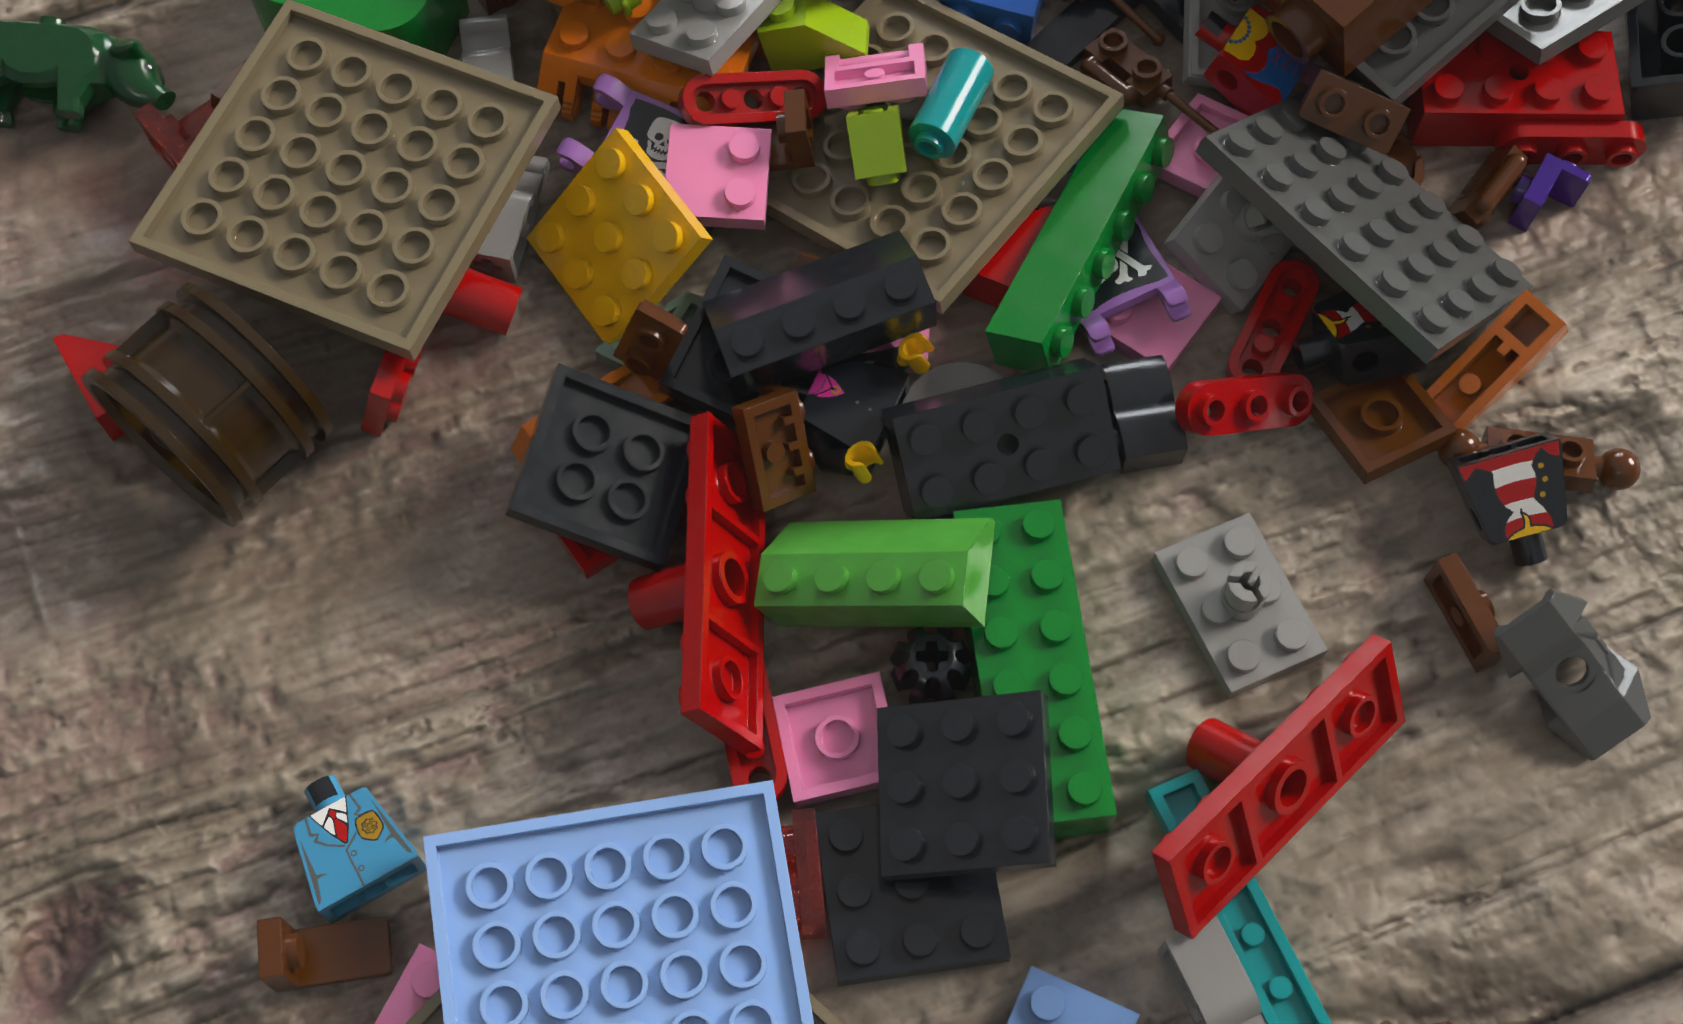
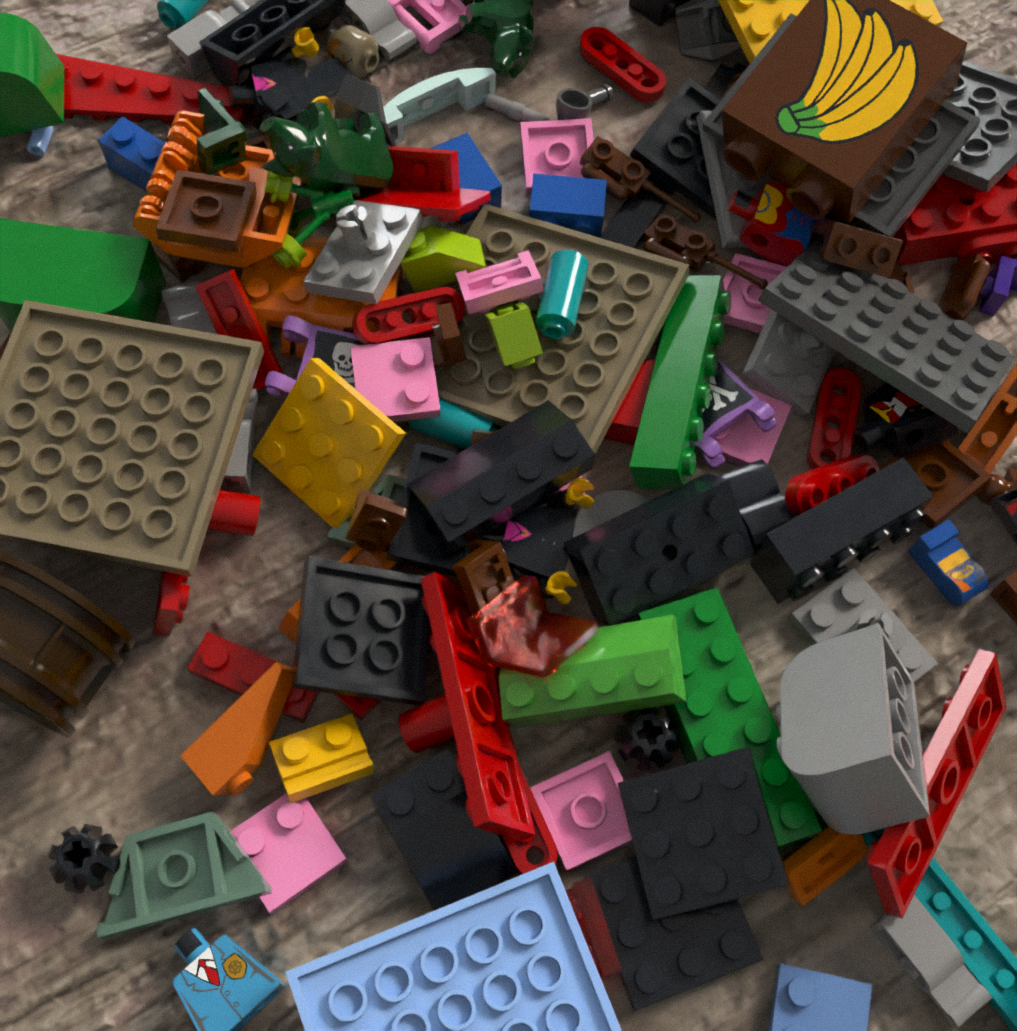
camera: 15 degrees left, 0 degrees up
(222, 670) = (74, 849): none -> black piece
(329, 710) = (179, 874): none -> sand green wing
(437, 564) = (241, 736): none -> orange slope
(461, 711) = (289, 849): none -> bright pink plate
(467, 502) = (239, 668): none -> red plate
(527, 611) = (321, 758): none -> yellow plate
(538, 62) = (235, 317): none -> red plate
(639, 721) = (436, 836): none -> black slope
(778, 243) = (453, 425): none -> teal brick
(802, 504) = (521, 633): none -> clear red bracket
(1111, 855) = (822, 863): none -> orange plate
(1182, 698) = (854, 732): none -> light grey brick
(1239, 461) = (840, 531): none -> black brick
(1375, 529) = (949, 564): none -> blue leg

